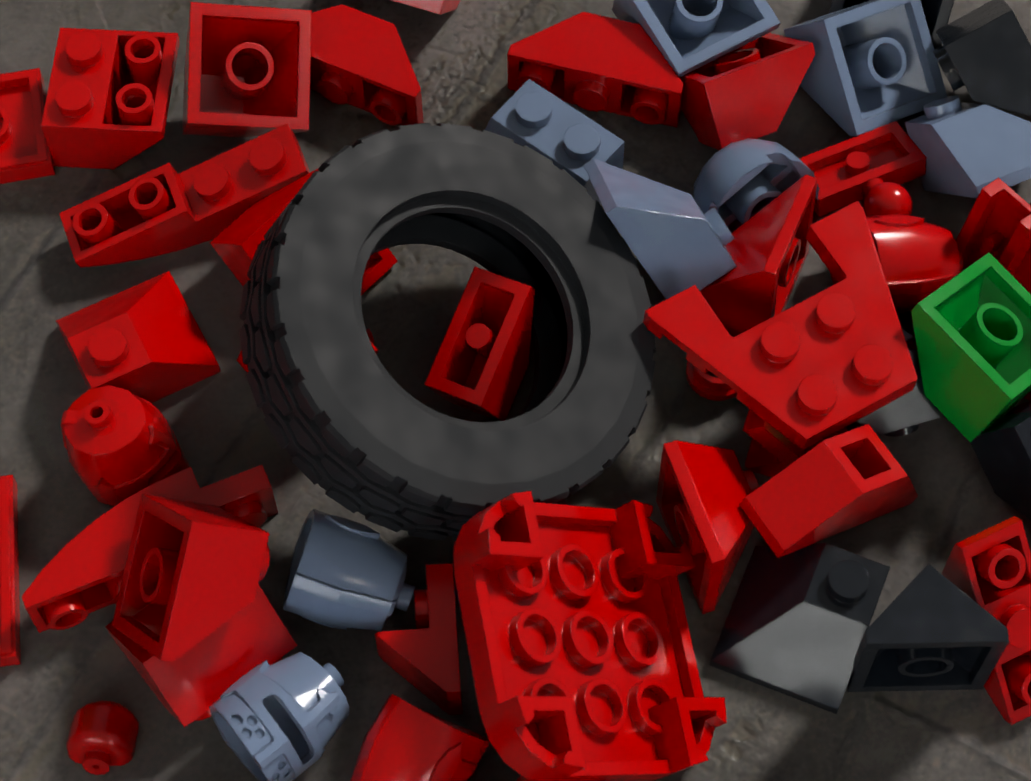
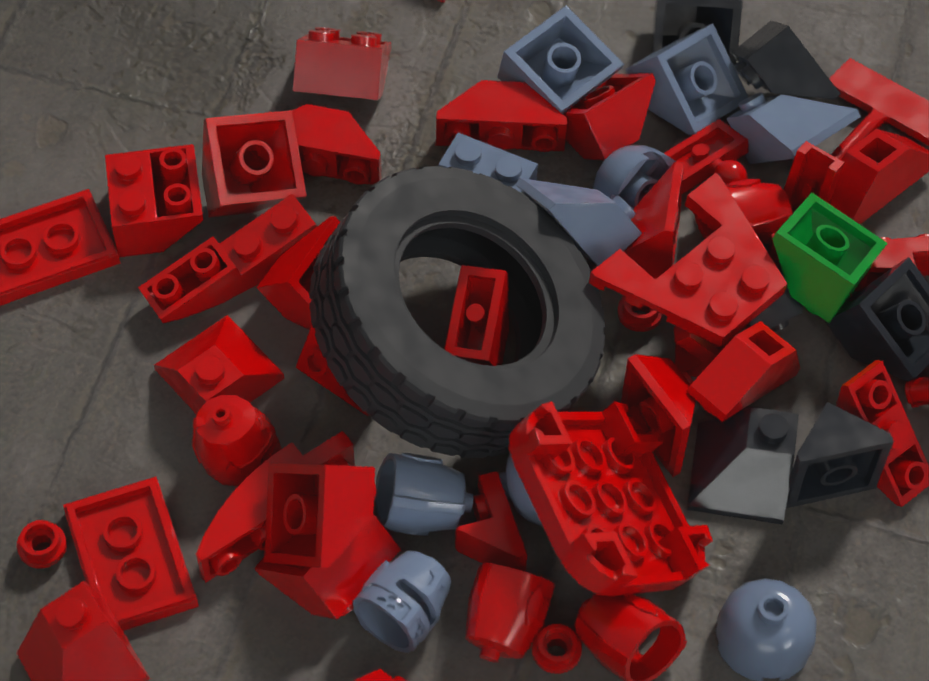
camera: 15 degrees left, 5 degrees down
(102, 736) = (273, 642): red piece -> none

